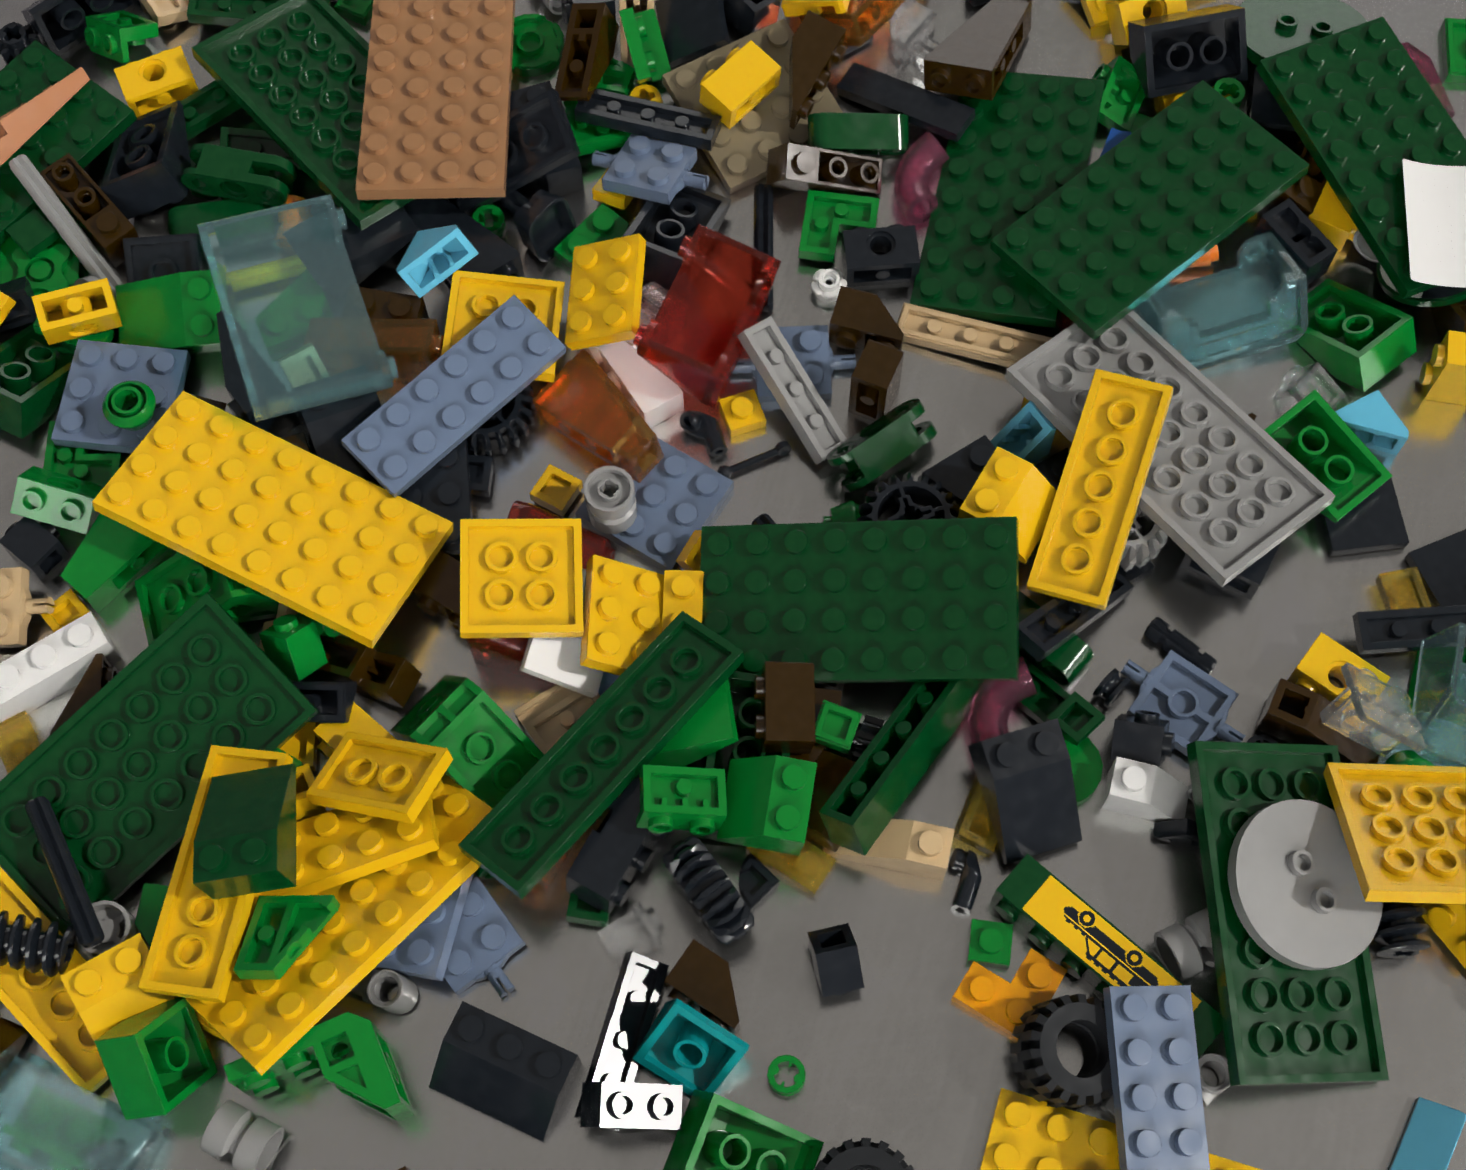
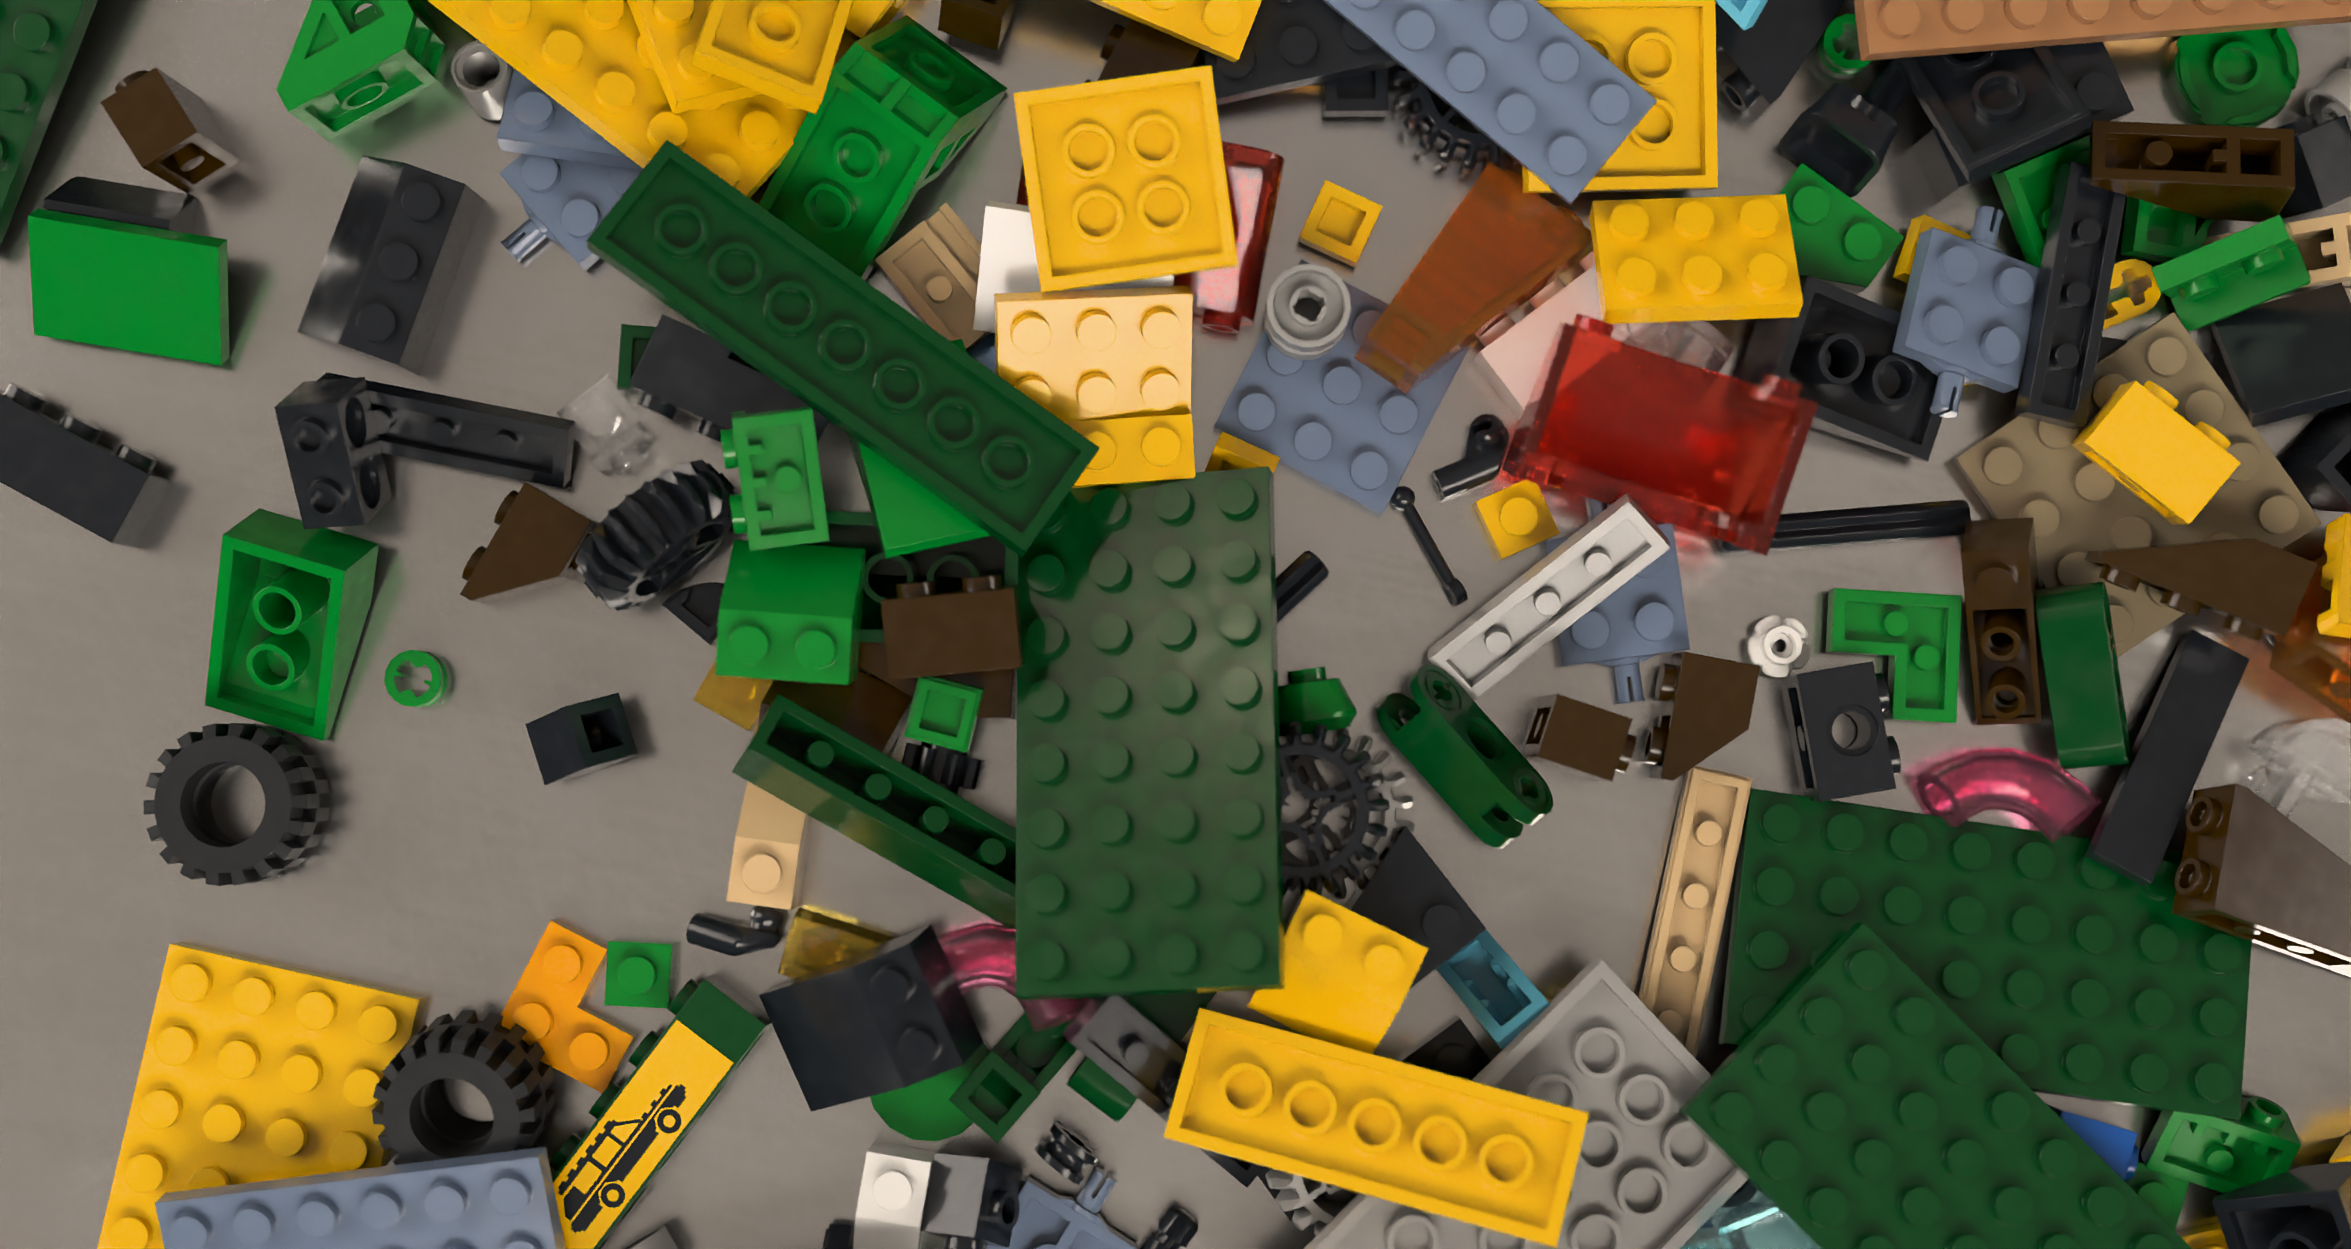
camera: 80 degrees right, 20 degrees up
(689, 1049) = (433, 531): teal slope -> none

